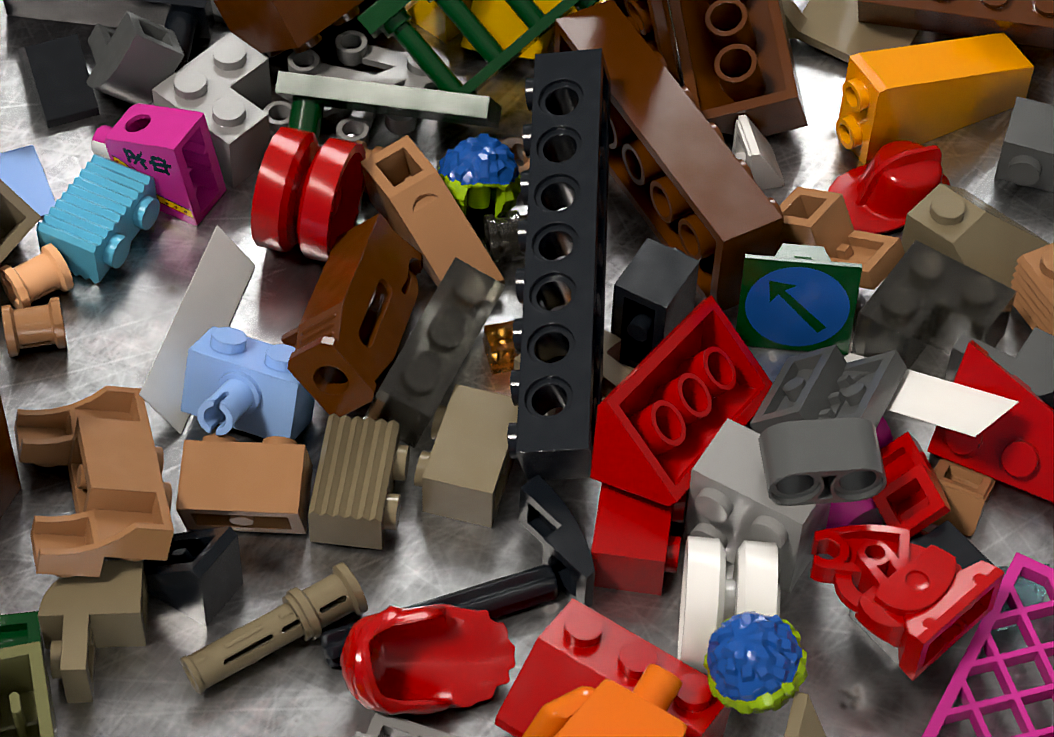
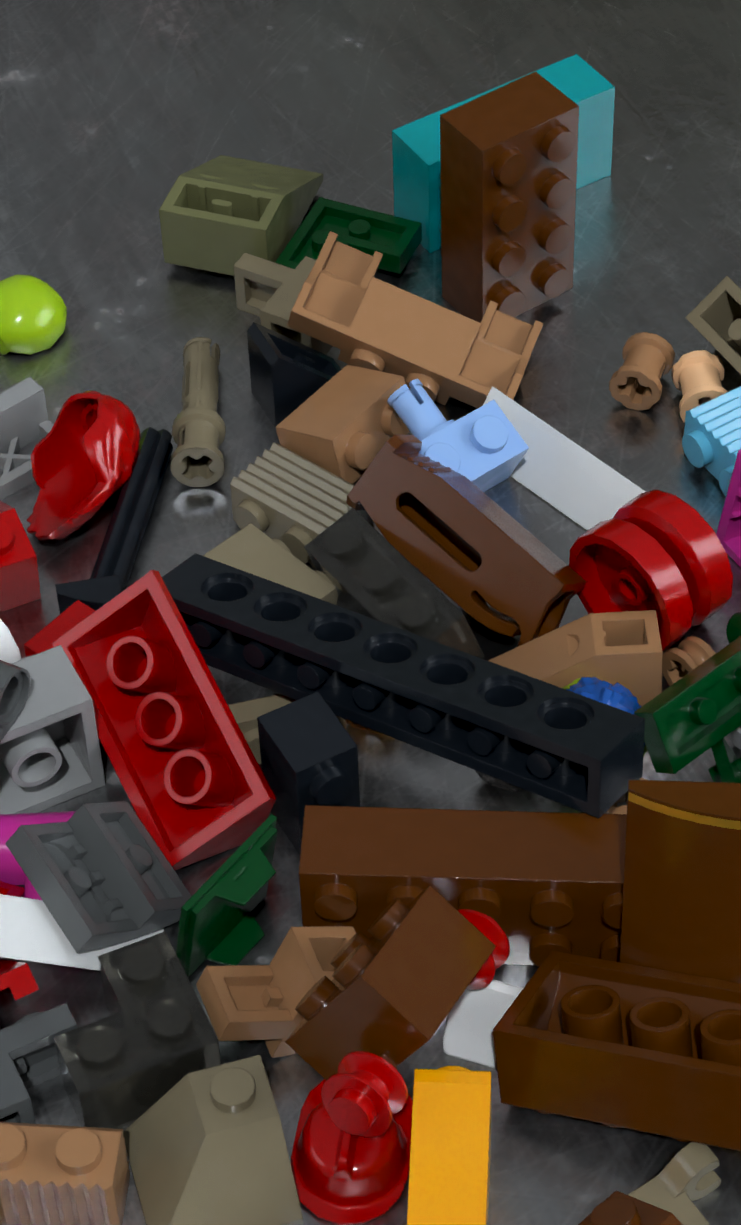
camera: 125 degrees right, 5 degrees down
(839, 121) = (390, 1002): none -> reddish brown brick

